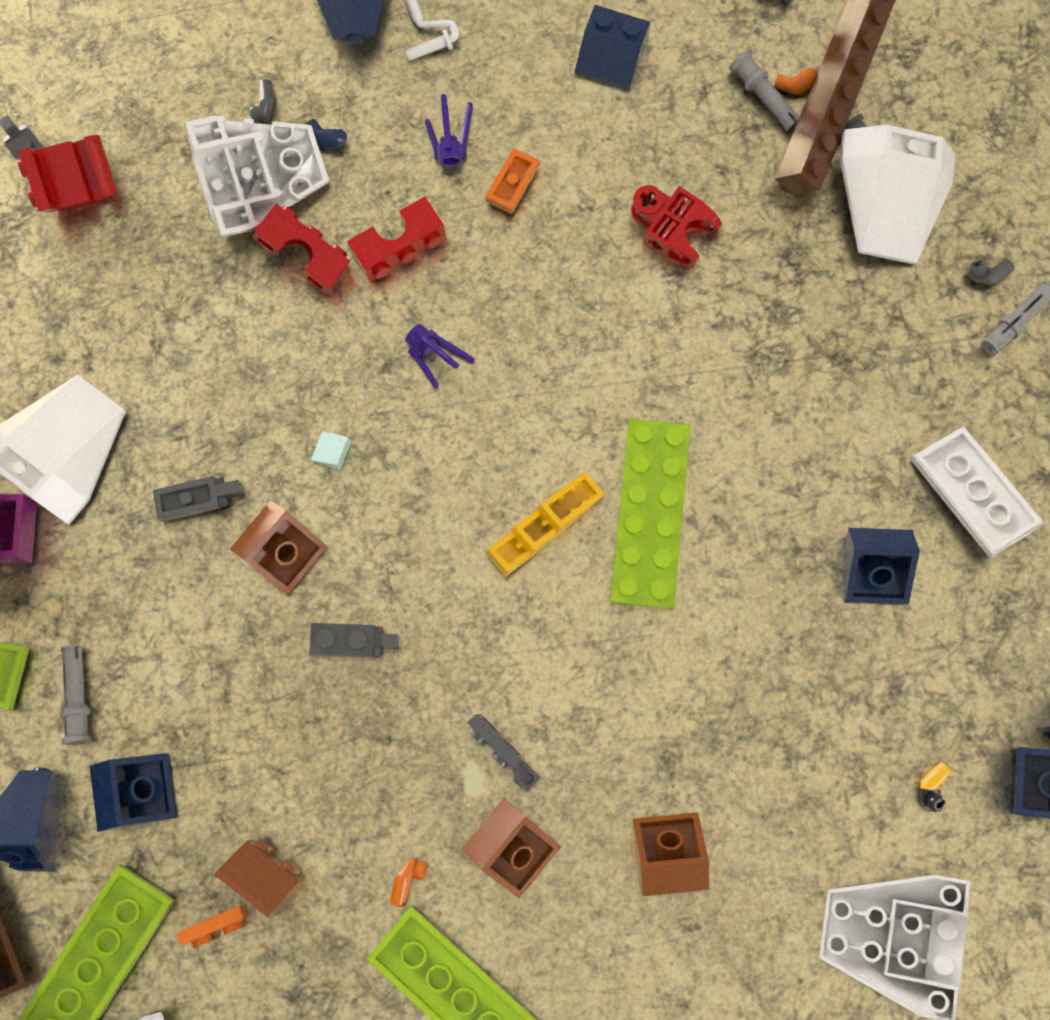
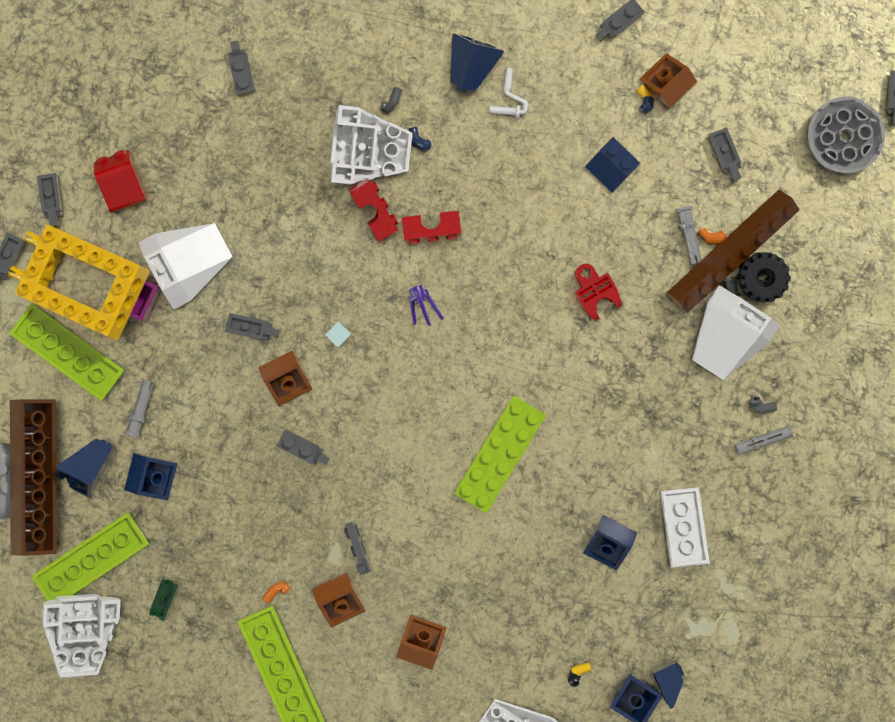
camera: 25 degrees right, 10 degrees up
(67, 174) = (258, 99): red piece -> none
(201, 932) = (156, 567): orange plate -> none
(235, 977) = (164, 598): none -> dark green hinge
(261, 877) = (201, 554): dark orange slope -> none
(449, 149) = (487, 183): dark purple plant -> none
(512, 181) = (515, 221): orange plate -> none
(545, 523) = (438, 433): yellow slope -> none
(901, 91) = (774, 284): none -> black wheel

